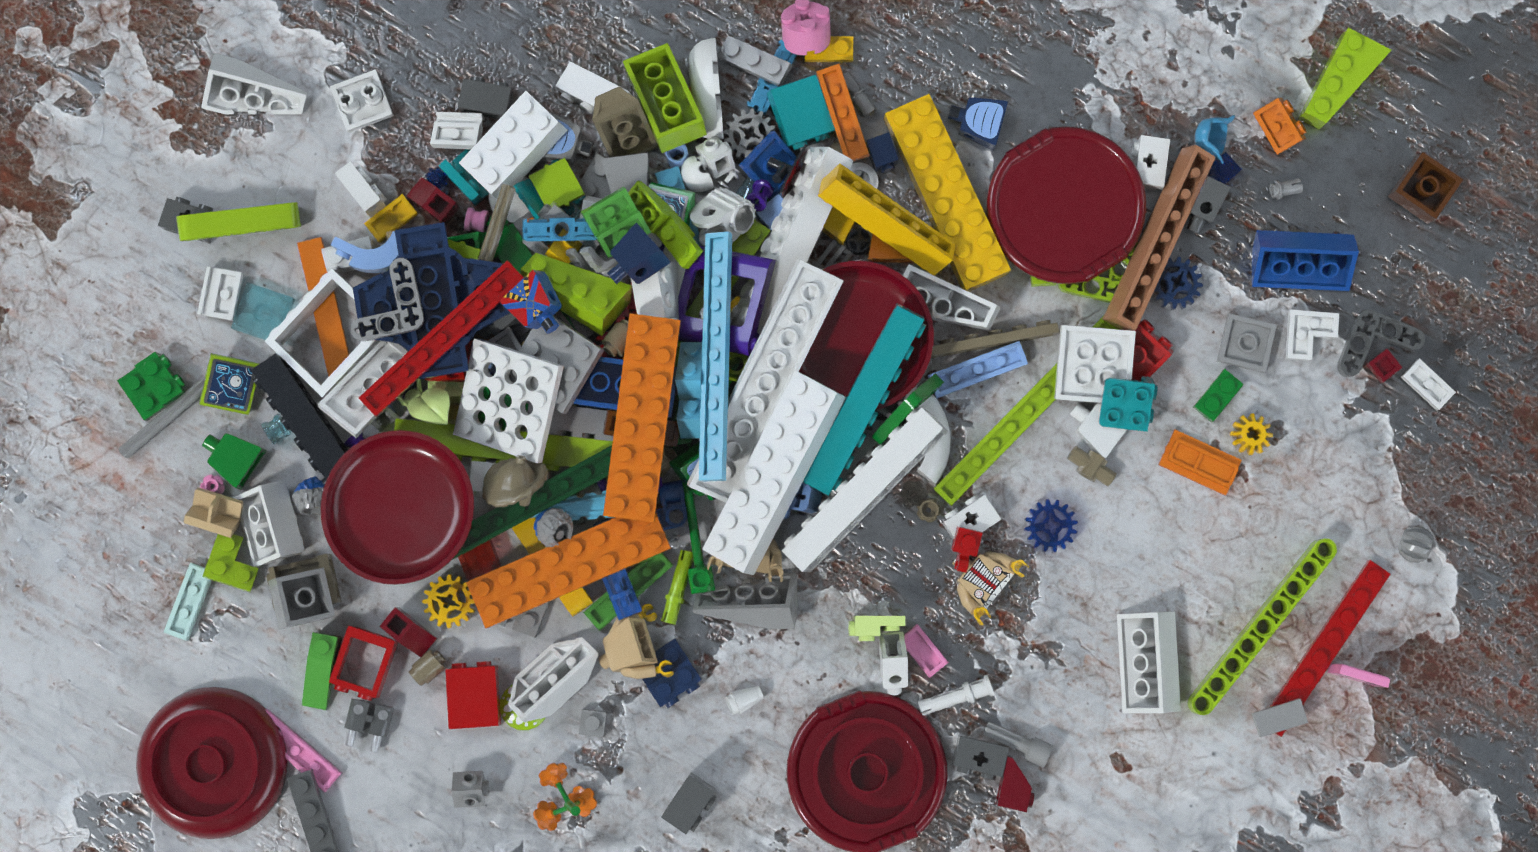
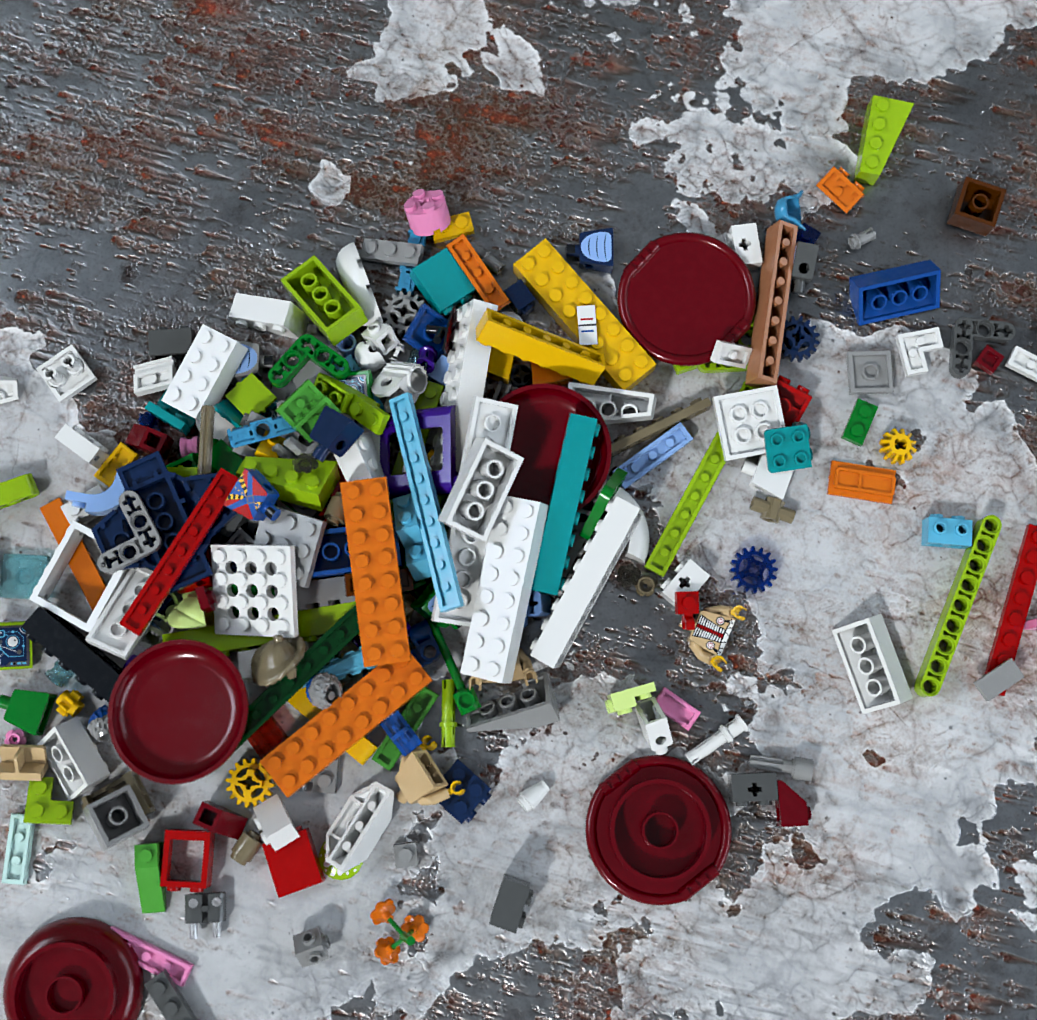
camera: 15 degrees left, 5 degrees down
(279, 464) = (70, 703): none -> yellow gear
(455, 395) = (206, 599): none -> dark red plate
(465, 650) = (275, 822): none -> white brick
(597, 280) = (305, 463): none -> clear smoke plant
(622, 124) = (288, 321): dark tan slope -> none
(627, 156) = (304, 355): none -> green beam
(777, 361) = (480, 489): none -> white brick
(946, 206) = (587, 325): none -> white sticker
(1096, 282) = (731, 354): none -> white plate
(1275, 543) = (946, 532): none -> medium azure brick

